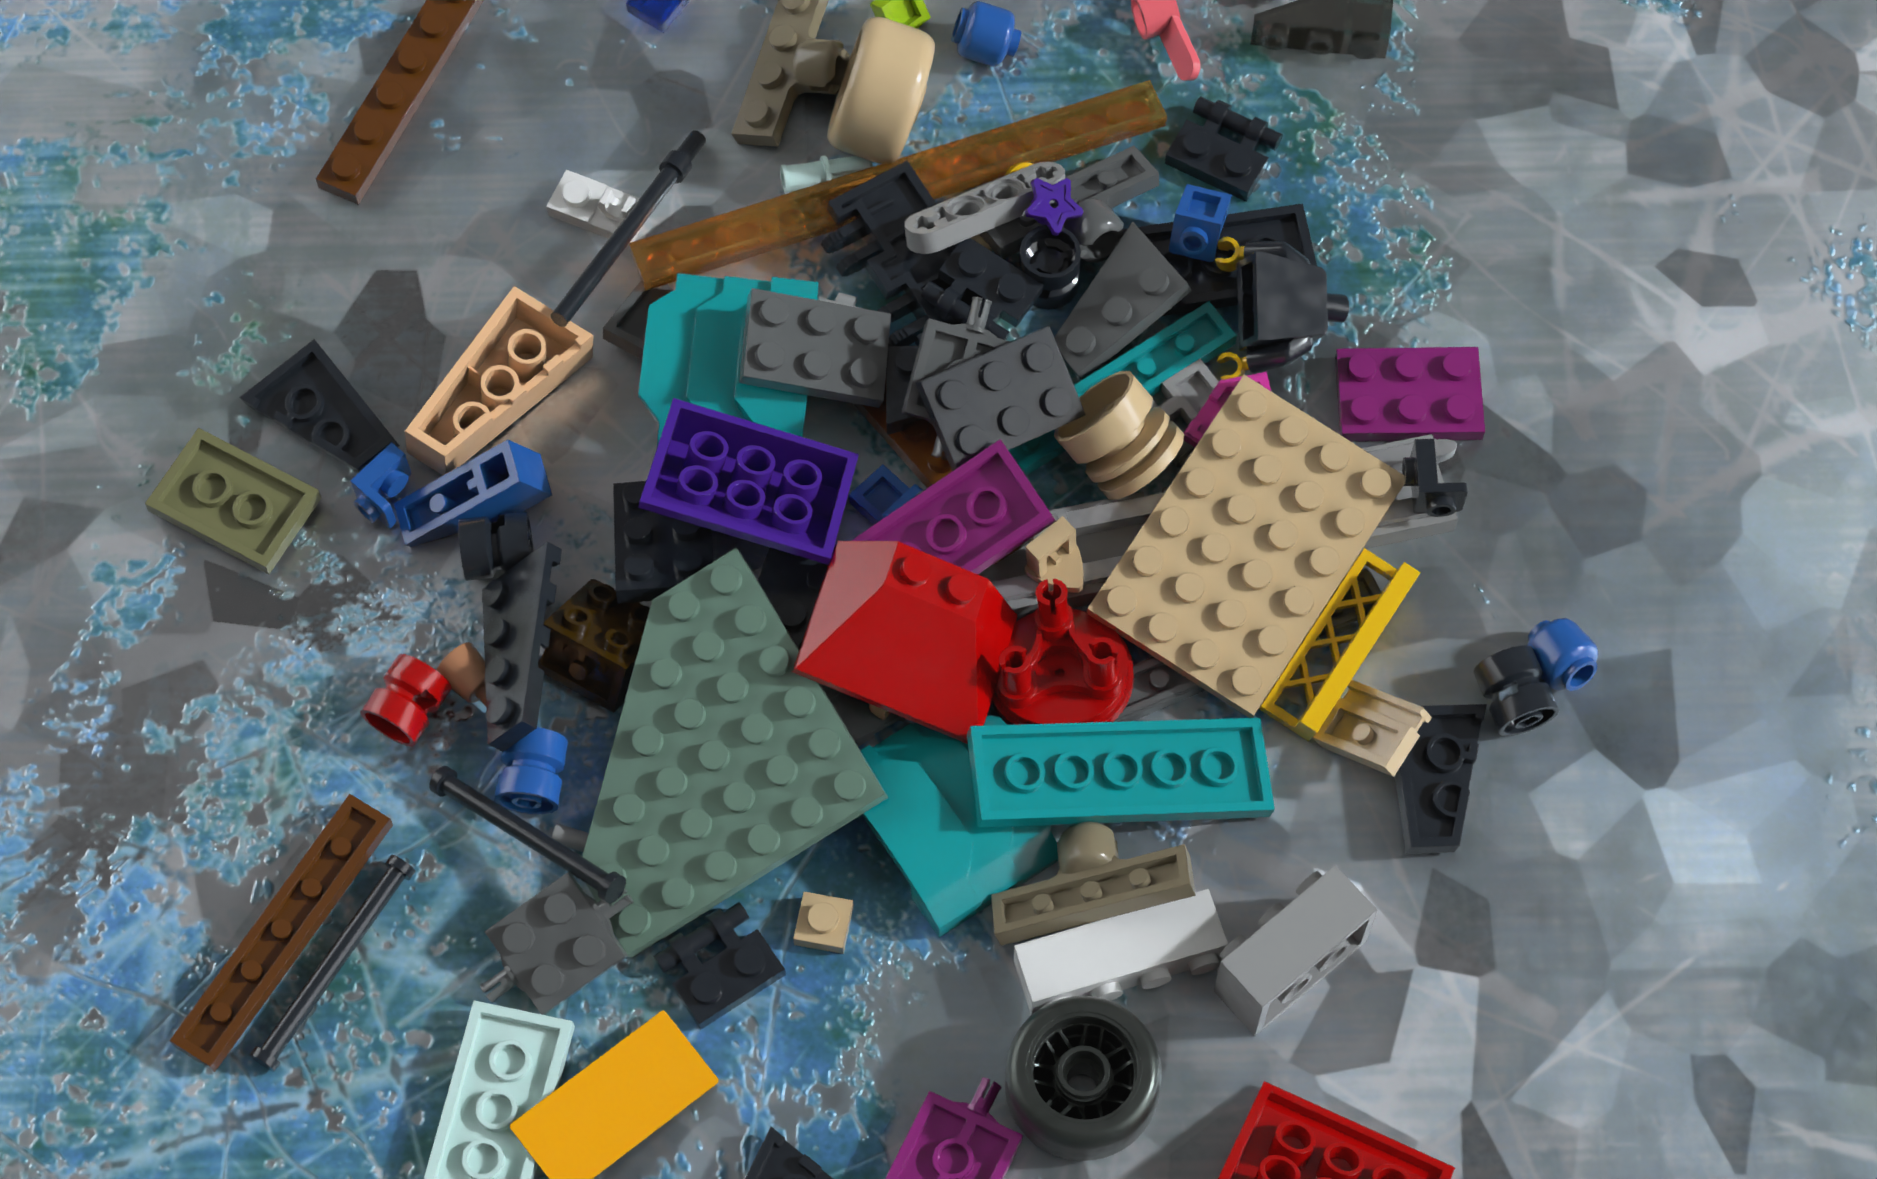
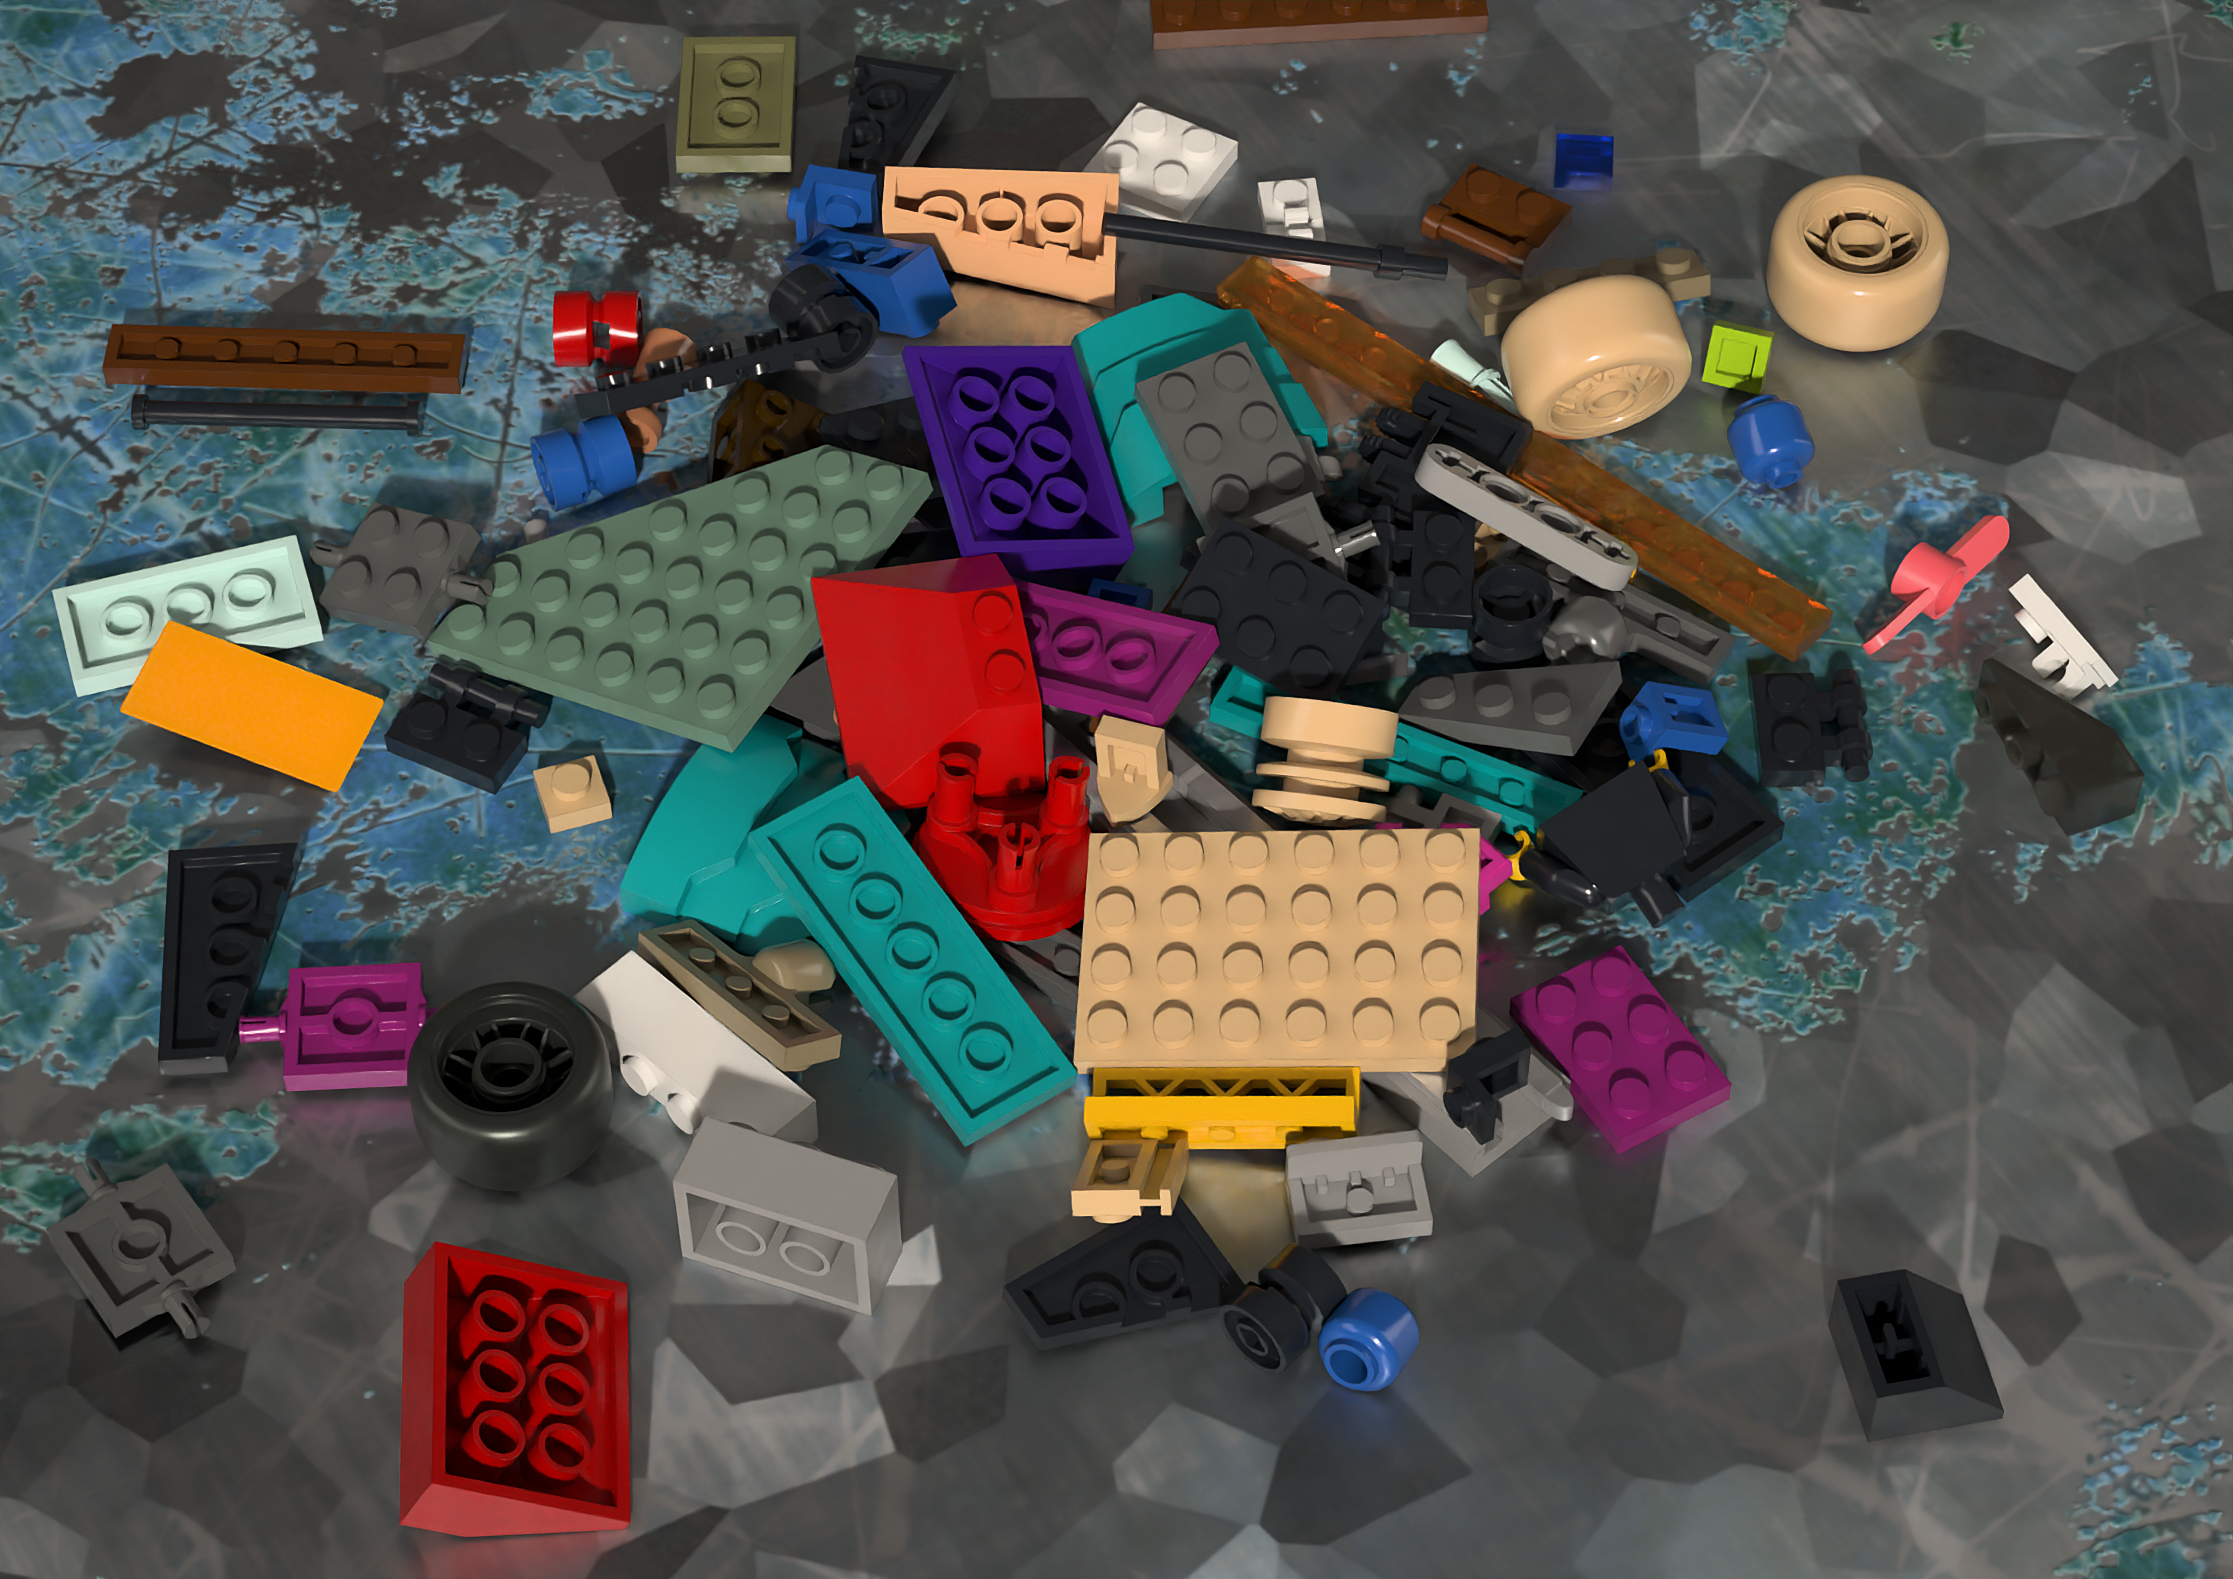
camera: 60 degrees right, 15 degrees down
(480, 258) = (1164, 163): none -> white plate
(609, 885) = (475, 559): black bar -> none
(671, 73) = (1498, 220): none -> reddish brown plate
(1047, 215) = (1564, 581): dark purple plate -> none
(1448, 604) = (1357, 1189): none -> light grey bracket
(1735, 366) = (1910, 1355): none -> black slope

